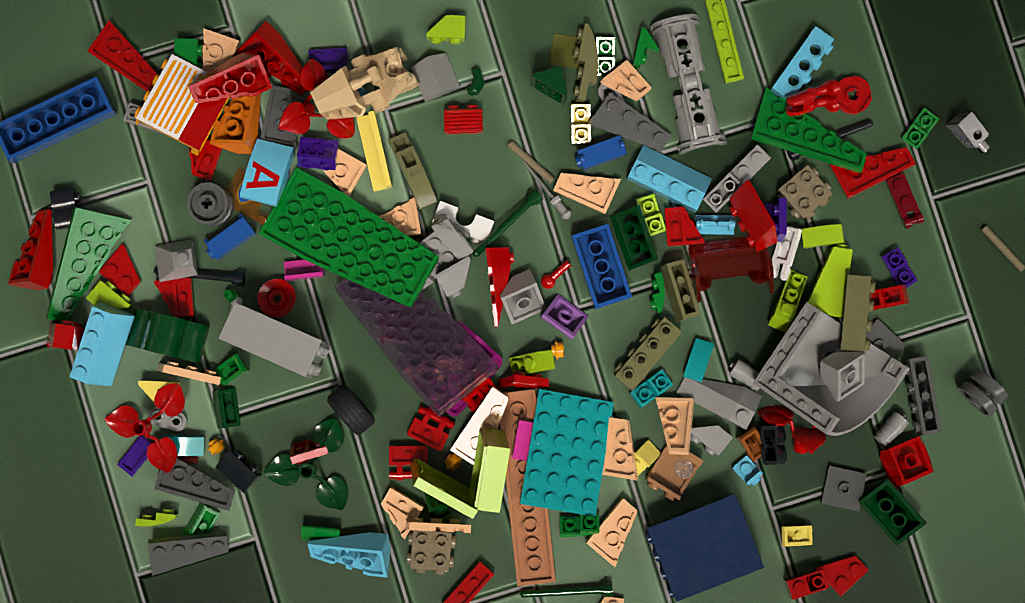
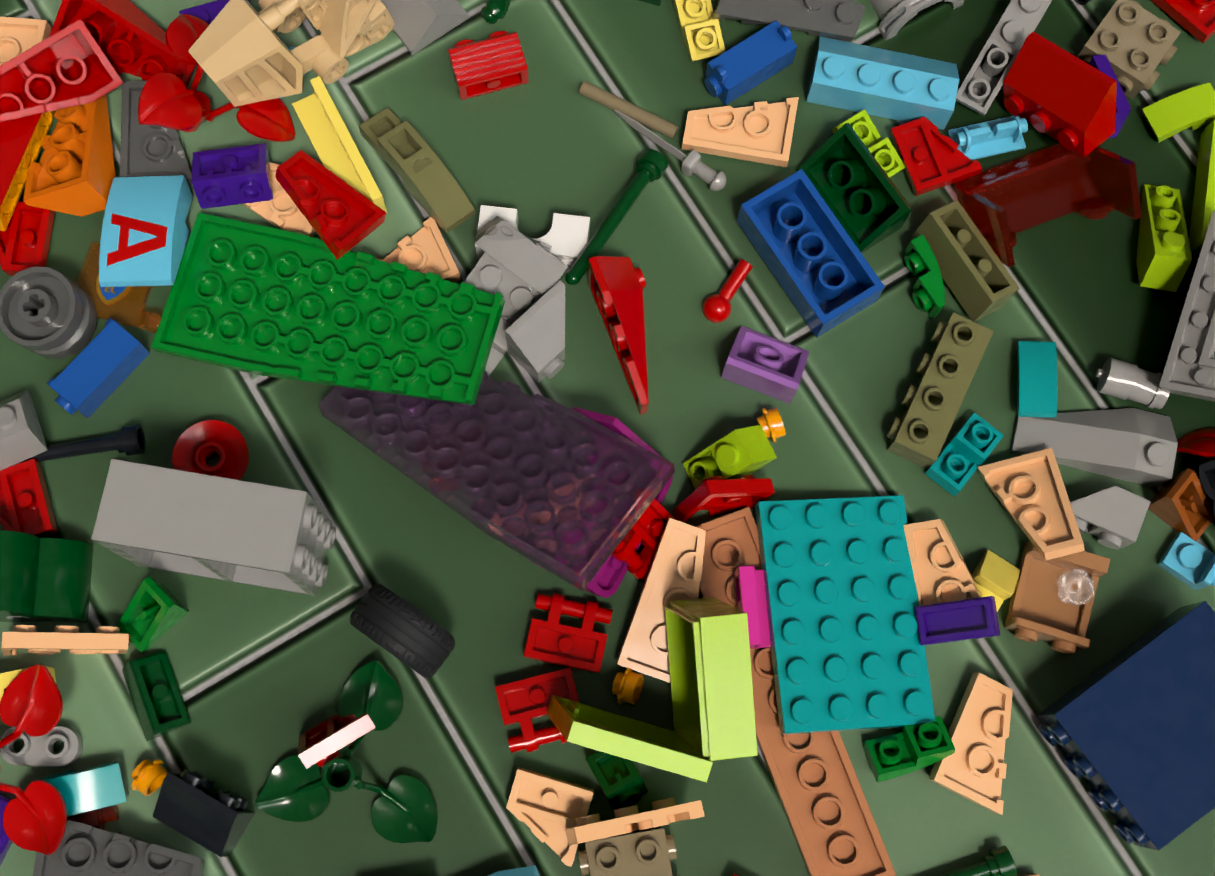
camera: 15 degrees left, 10 degrees down
(302, 270) = (251, 397): dark pink panel -> none
(363, 182) = (328, 203): none -> red wing
(522, 297) = (680, 343): light grey slope -> none
(618, 471) = (957, 621): none -> dark purple tile
(785, 252) = (1133, 145): white hinge -> none

